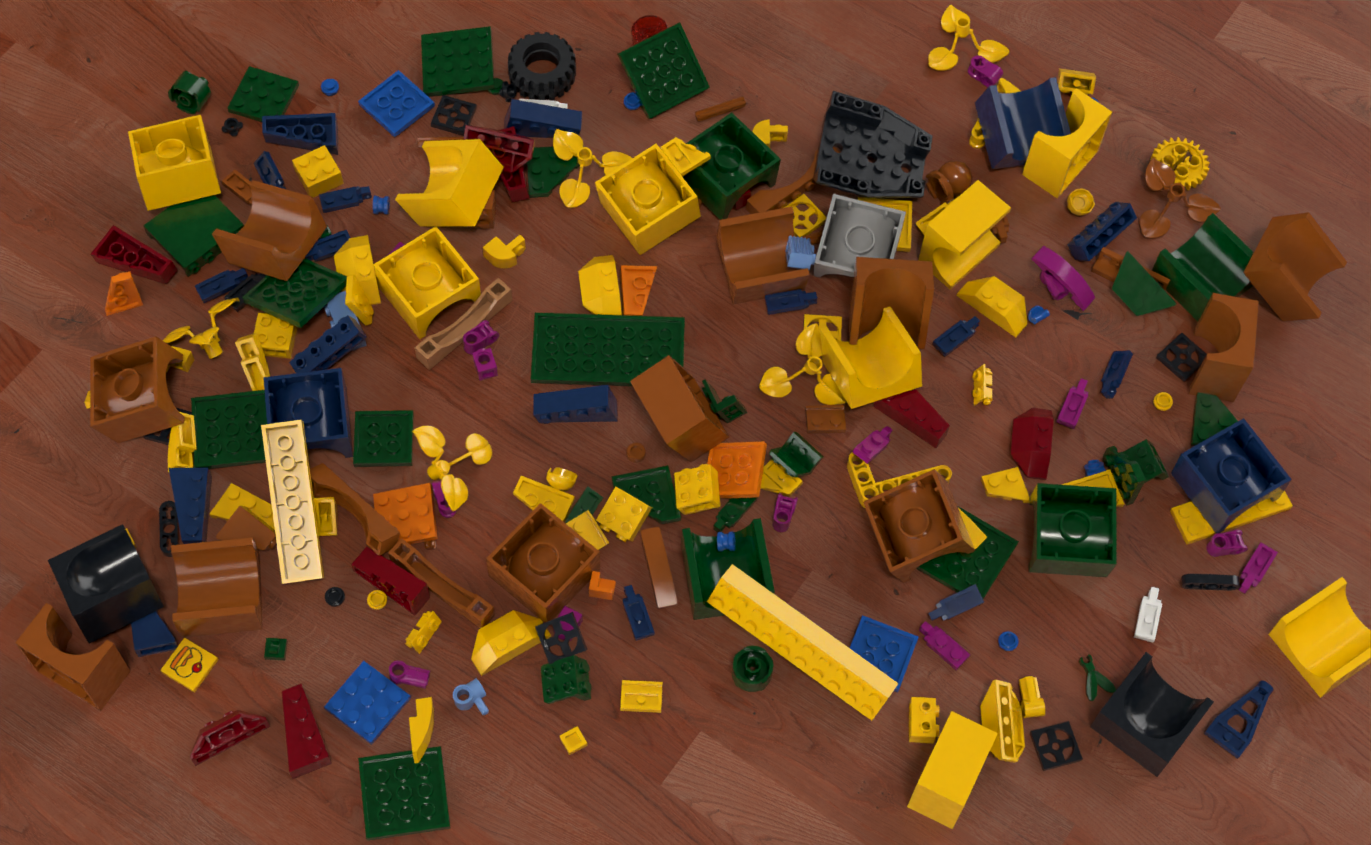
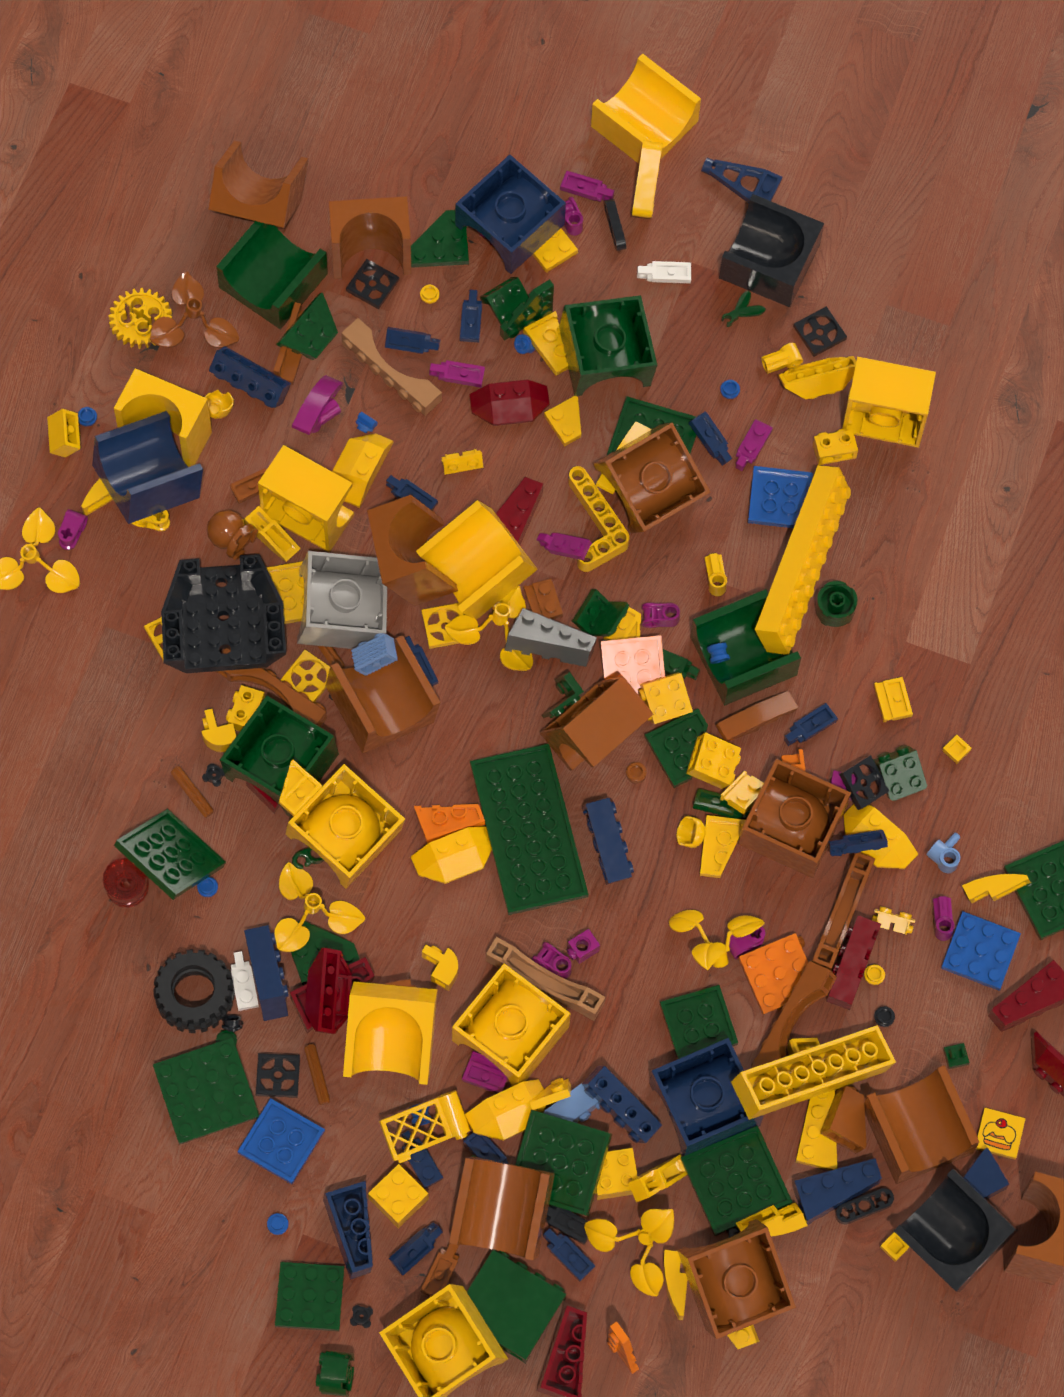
camera: 105 degrees left, 5 degrees up
(369, 222) = (450, 1116): none -> yellow piece
(498, 609) = (858, 842): none -> dark blue hinge
(786, 402) = (550, 639): none -> wedge
(790, 162) = (245, 704): none -> yellow brick
(815, 571) = (715, 573): none -> yellow piece
(1120, 332) = (418, 392): none -> medium nougat arch
(1130, 429) = (471, 318): none -> dark blue hinge
(1230, 606) = (647, 179): none -> yellow beam

